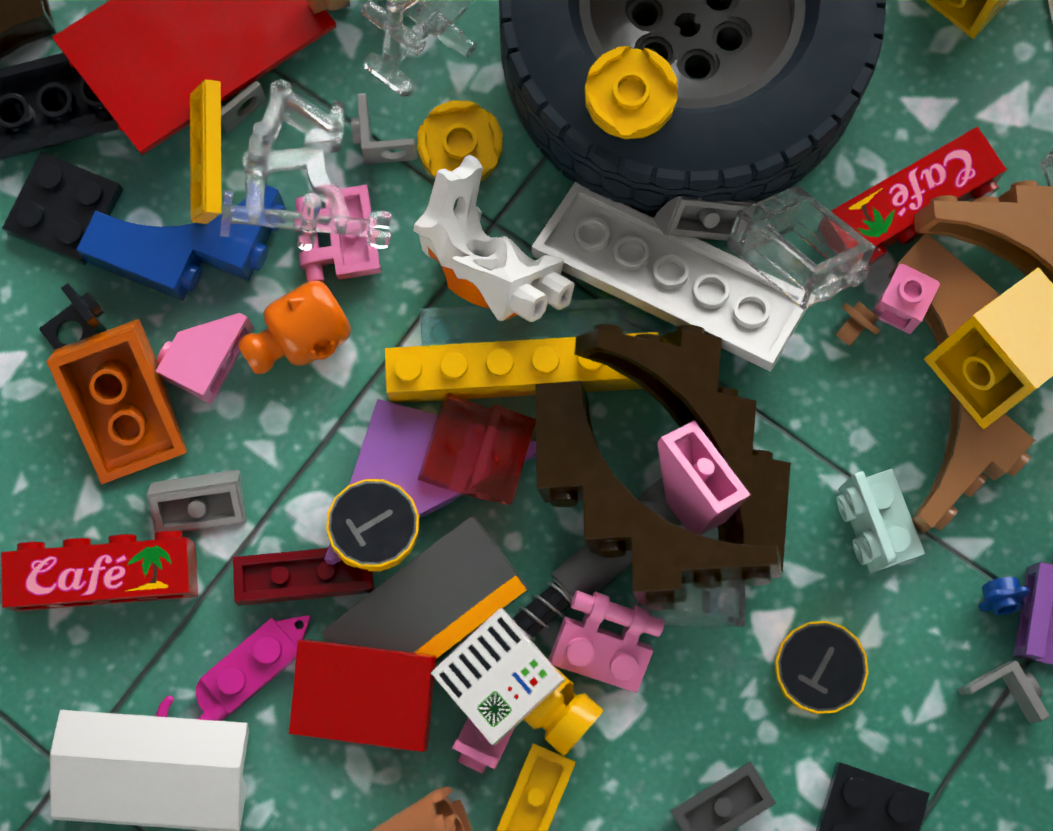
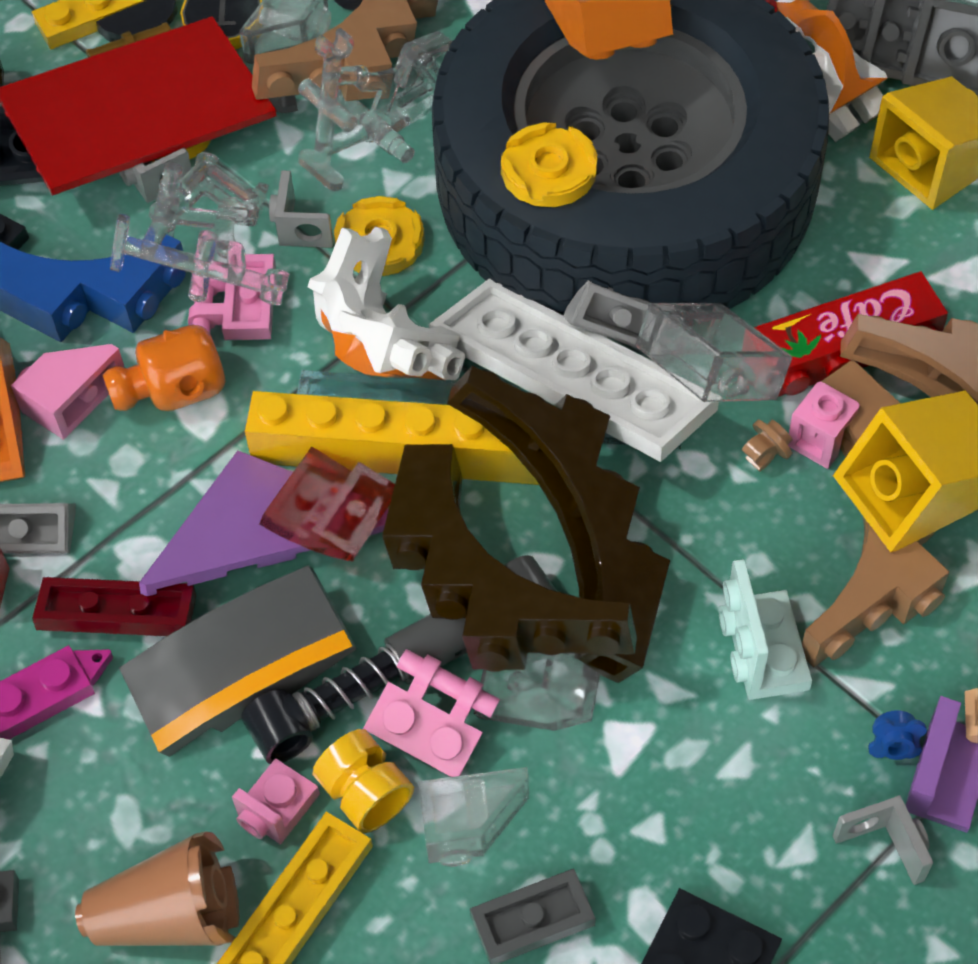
camera: 10 degrees right, 20 degrees down
(205, 152) = (114, 191): yellow tile -> none
(362, 695) = (147, 732): red tile -> none
(372, 524) = (198, 556): black tile -> none
(497, 676) = (298, 721): white tile -> none
(652, 726) = (469, 812): none -> clear slope
(698, 480) = (560, 545): bright pink slope -> none
(821, 667) = (674, 786): black tile -> none

